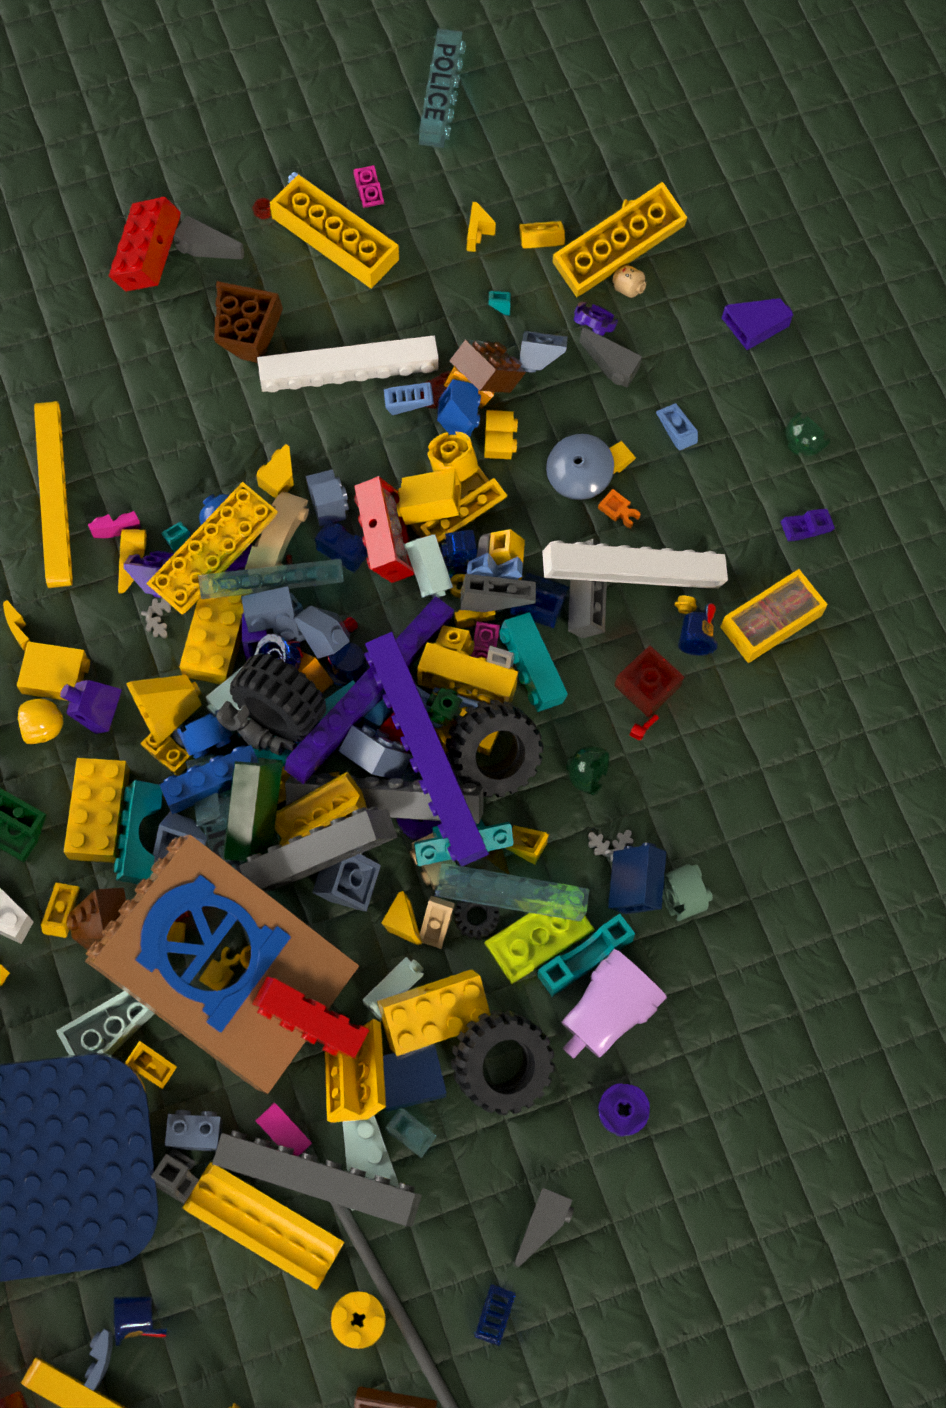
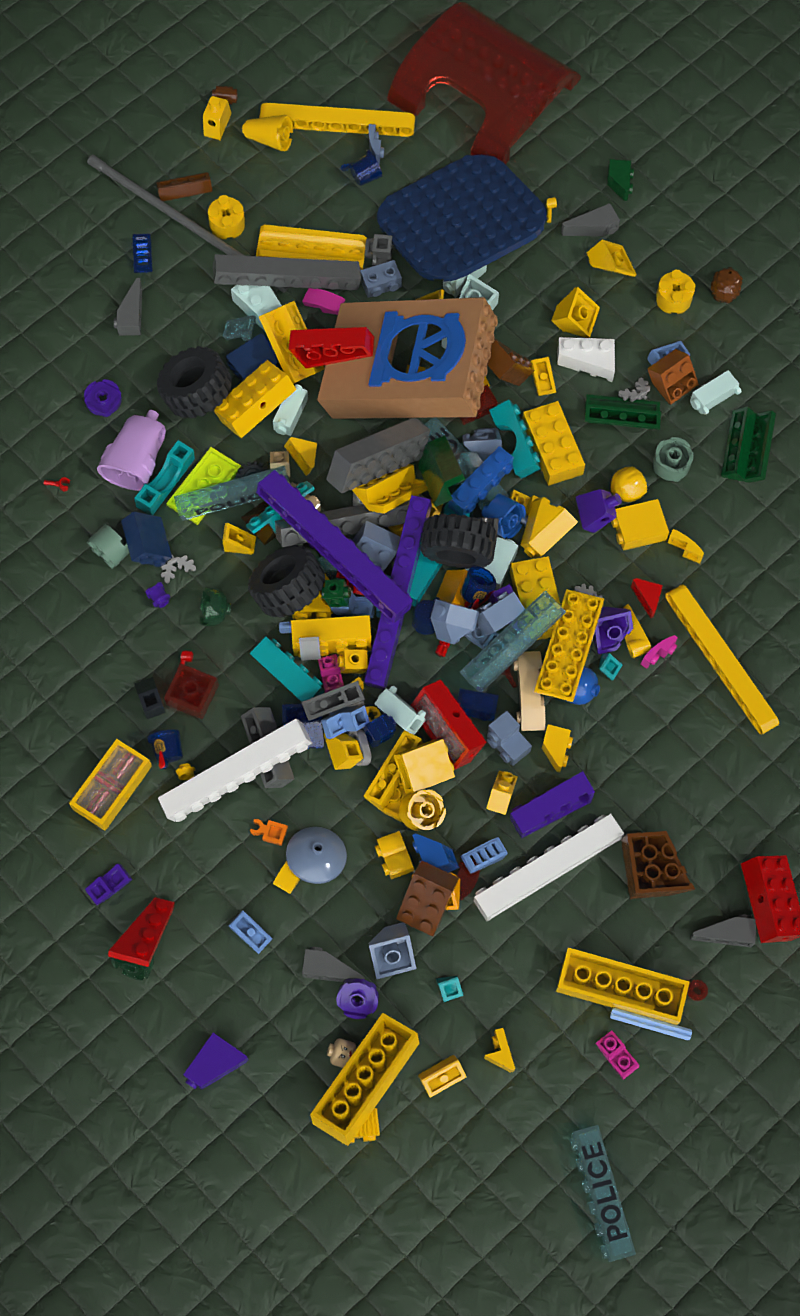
camera: 160 degrees right, 0 degrees up
(90, 588) = (648, 594): none -> red slope
(314, 415) = (552, 805): none -> dark purple wedge
(358, 451) = (502, 792): none -> yellow slope
(645, 813) = (158, 595): none -> dark purple brick
(698, 696) = (149, 698): none -> black slope
(719, 1013) = (58, 483): none -> red hand
(792, 442) = (143, 935): none -> red wing

